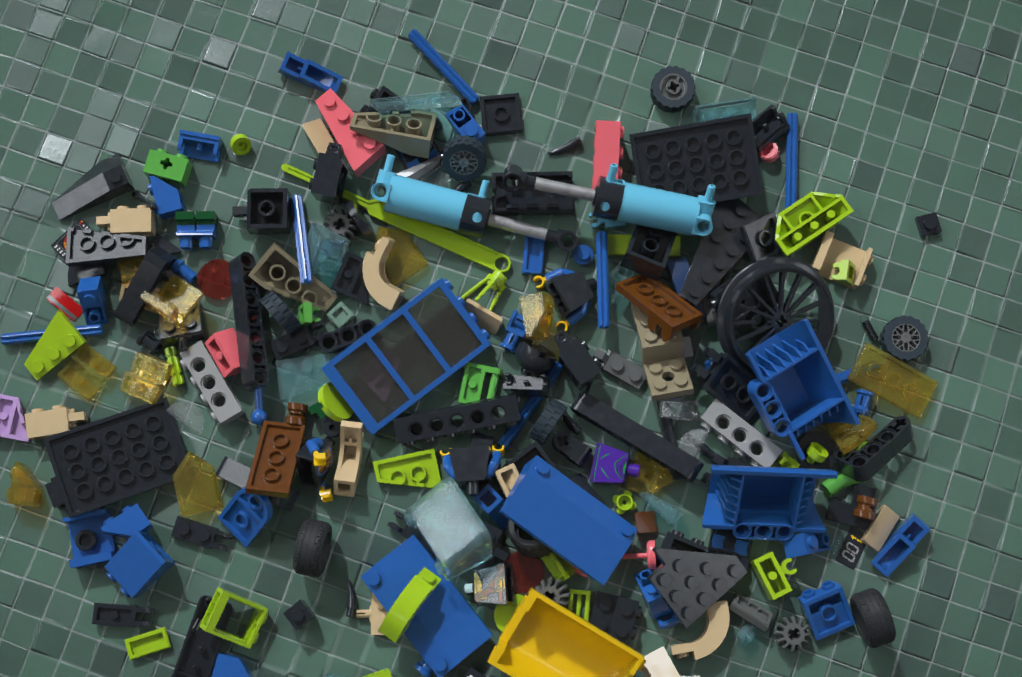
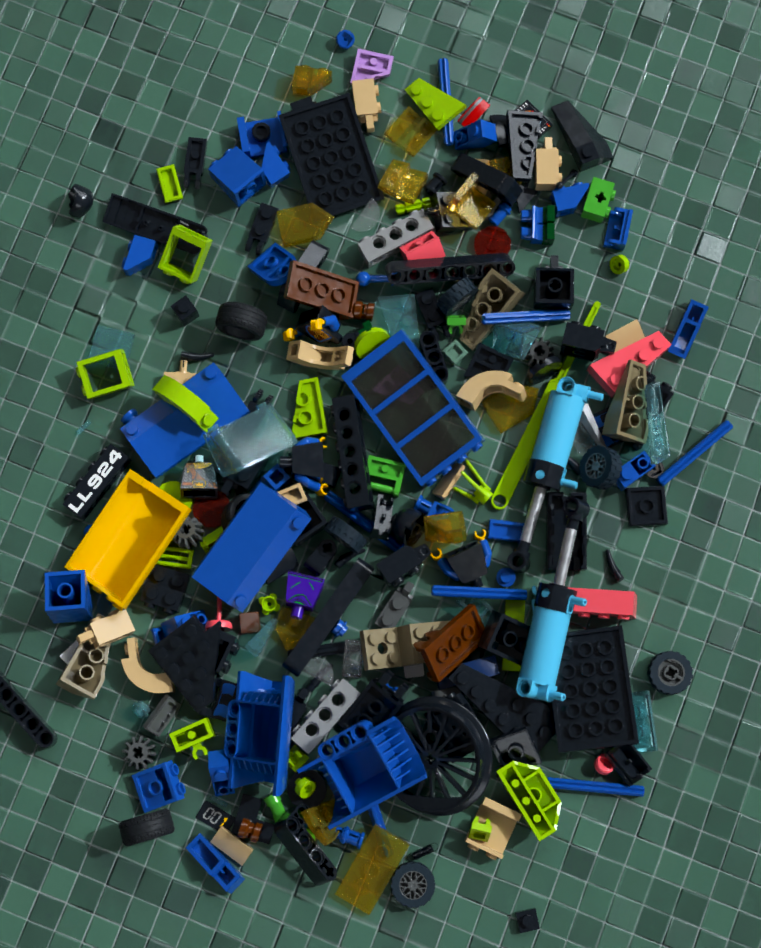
camera: 90 degrees right, 0 degrees up
(647, 423) = (339, 628): none -> blue plate

